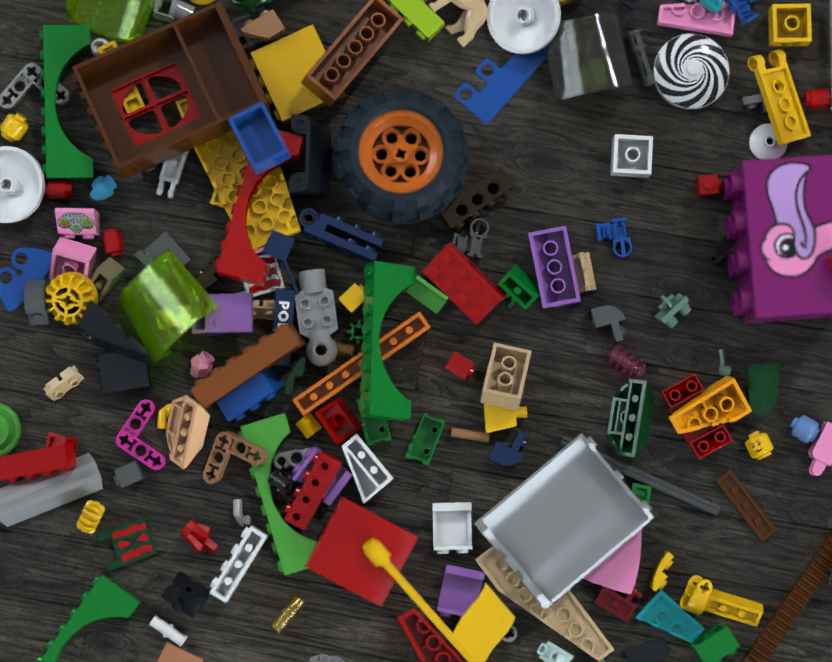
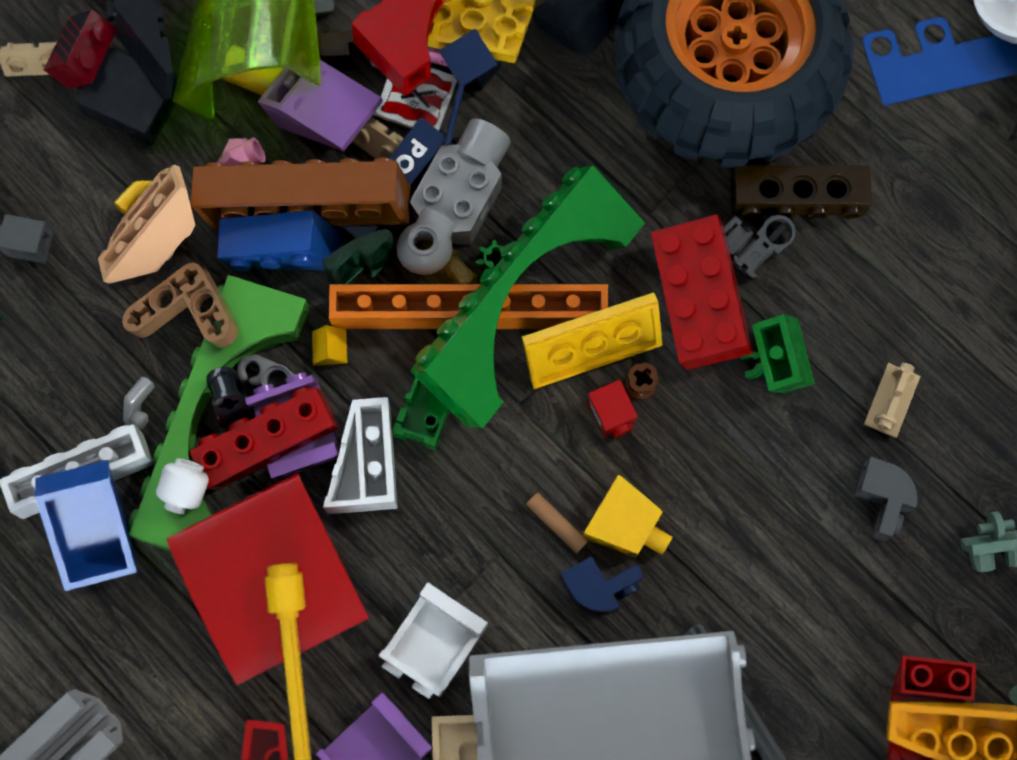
camera: 40 degrees right, 10 degrees down
(87, 366) = (80, 49): none -> dark red brick
(134, 434) = (74, 191): dark pink beam -> none
(198, 537) = (49, 390): red rock -> none
(264, 584) = (85, 525): none -> piece
(288, 613) = (93, 599): clear yellow pin -> none
(294, 537) = (182, 485): none -> white head
(319, 228) = (568, 107): dark blue hinge -> none
(338, 420) = (375, 364): red slope -> none
(353, 298) = (521, 205): yellow brick -> none
(425, 439) = (485, 482): green piece -> none
(427, 295) = (634, 271): bright green panel -> none
(430, 341) = (593, 340): none -> yellow tile
(468, 339) = (646, 390): none -> reddish brown bush
(505, 376) = (671, 466): tan brick -> none
(554, 267) = (855, 359): medium lavender slope -> none
(616, 230) = (983, 377): blue piece -> none
(626, 362) = (873, 577): clear pink piece -> none
(630, 417) = (826, 665): dark green wedge -> none

